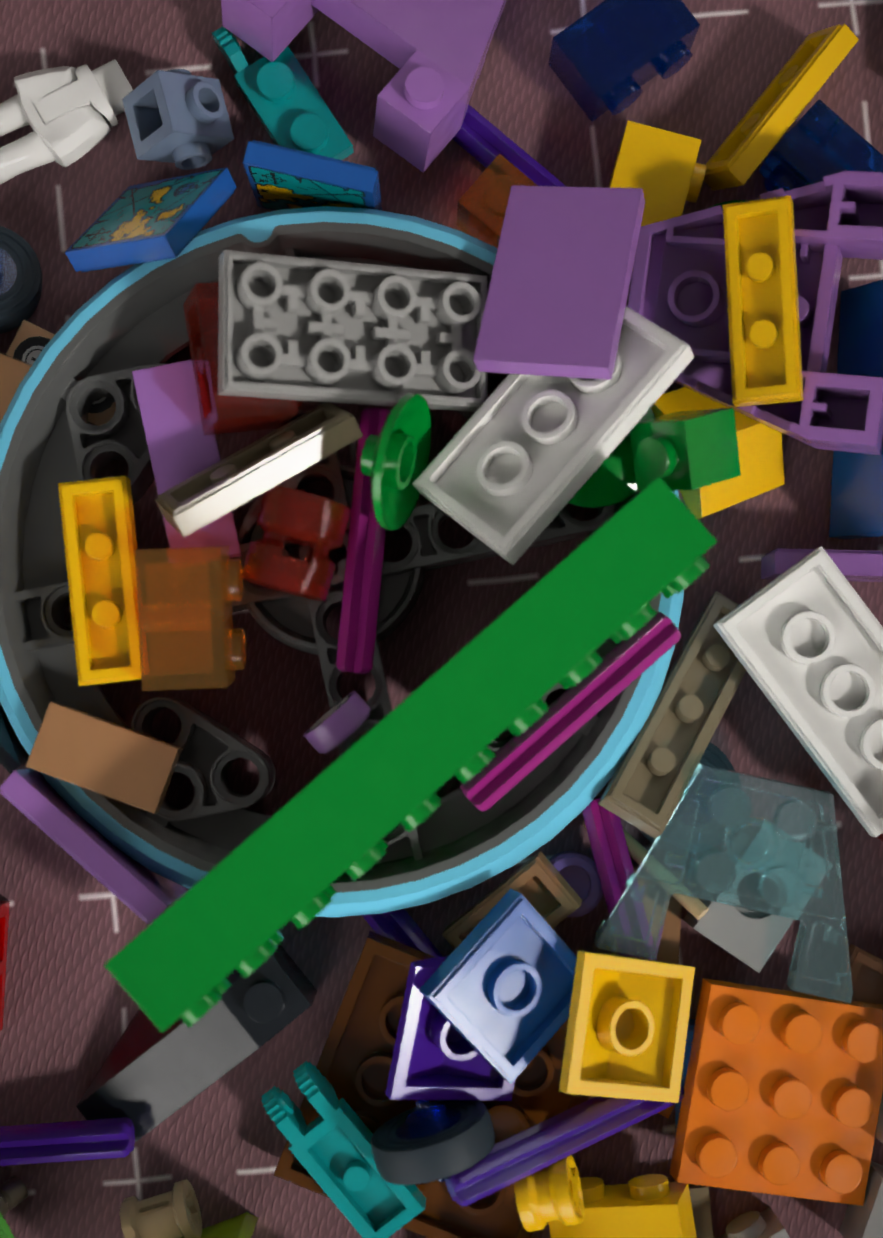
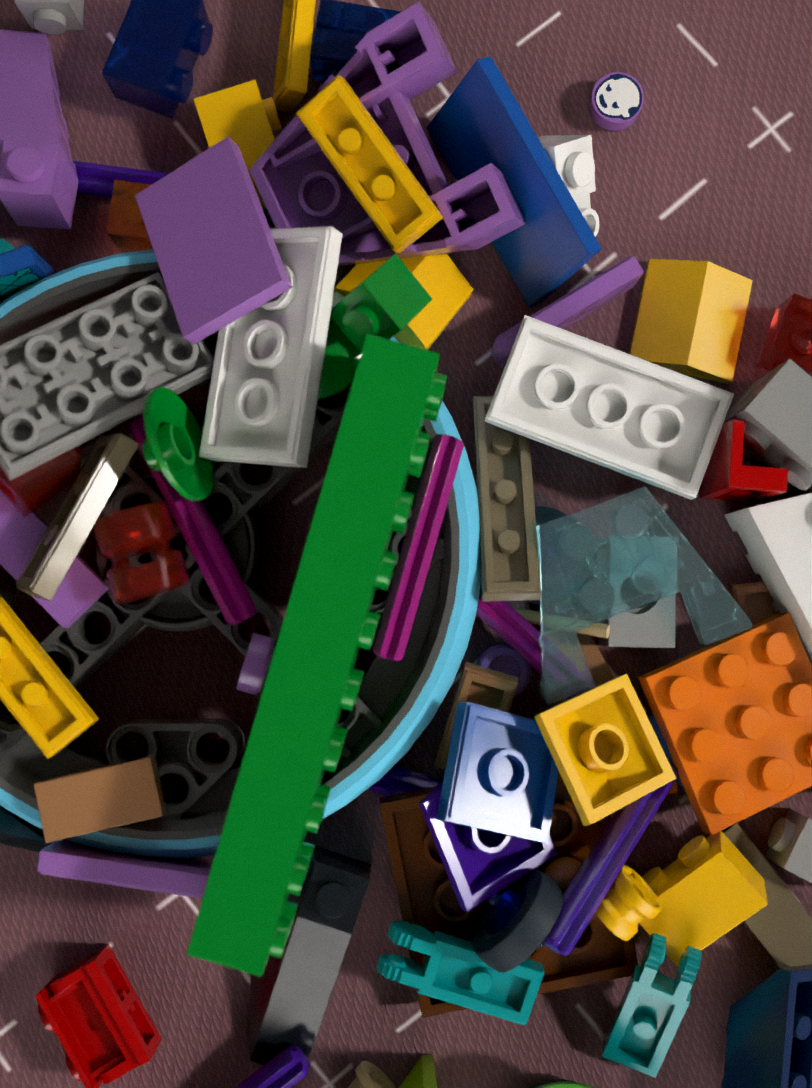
camera: 30 degrees left, 0 degrees up
(188, 617) = (94, 657): clear orange brick -> none

